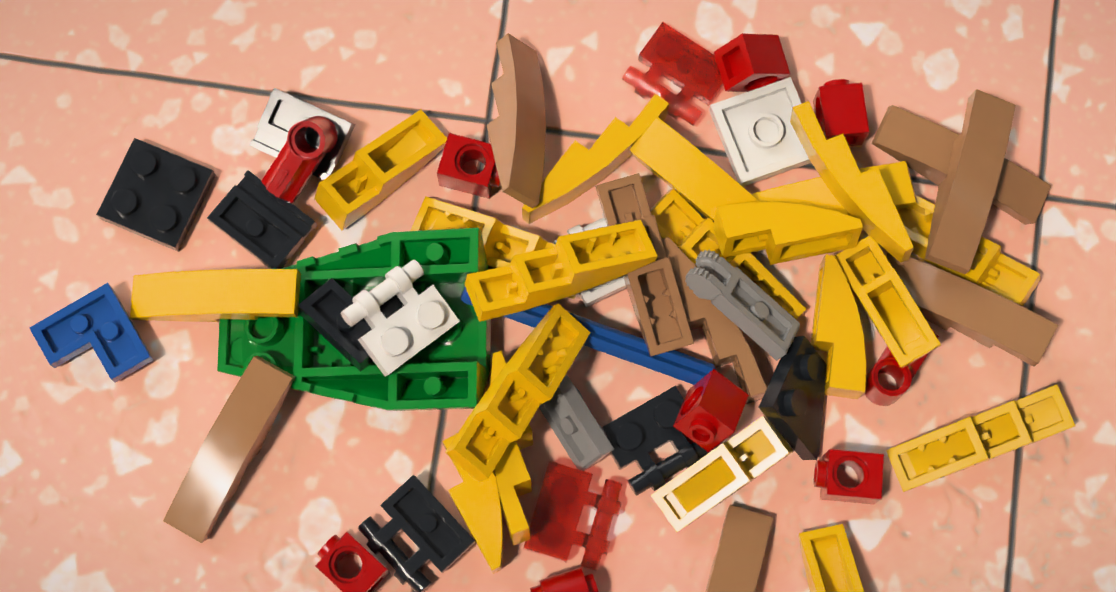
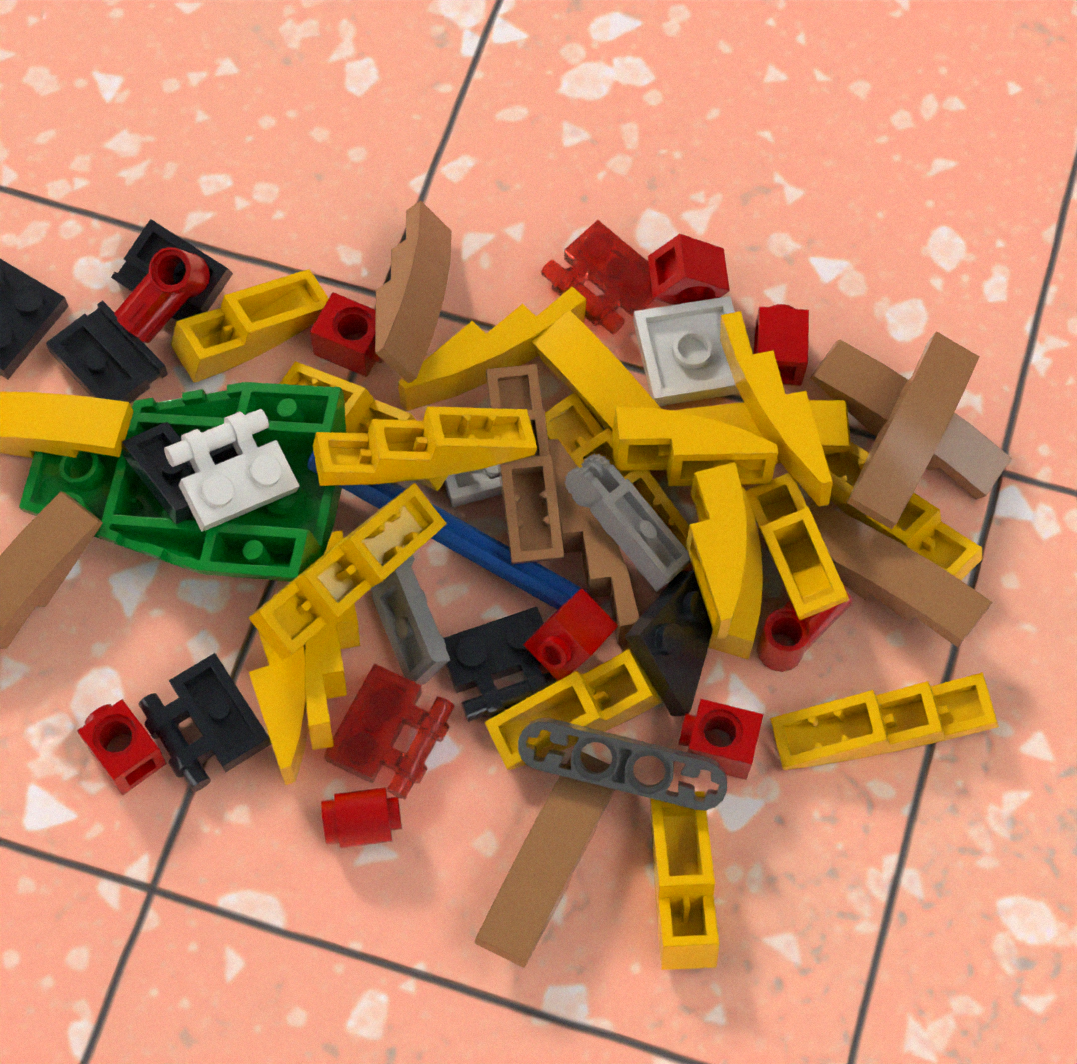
camera: 10 degrees right, 10 degrees down
(773, 524) = (624, 754): none -> dark grey beam
(825, 315) = (718, 542): none -> yellow slope

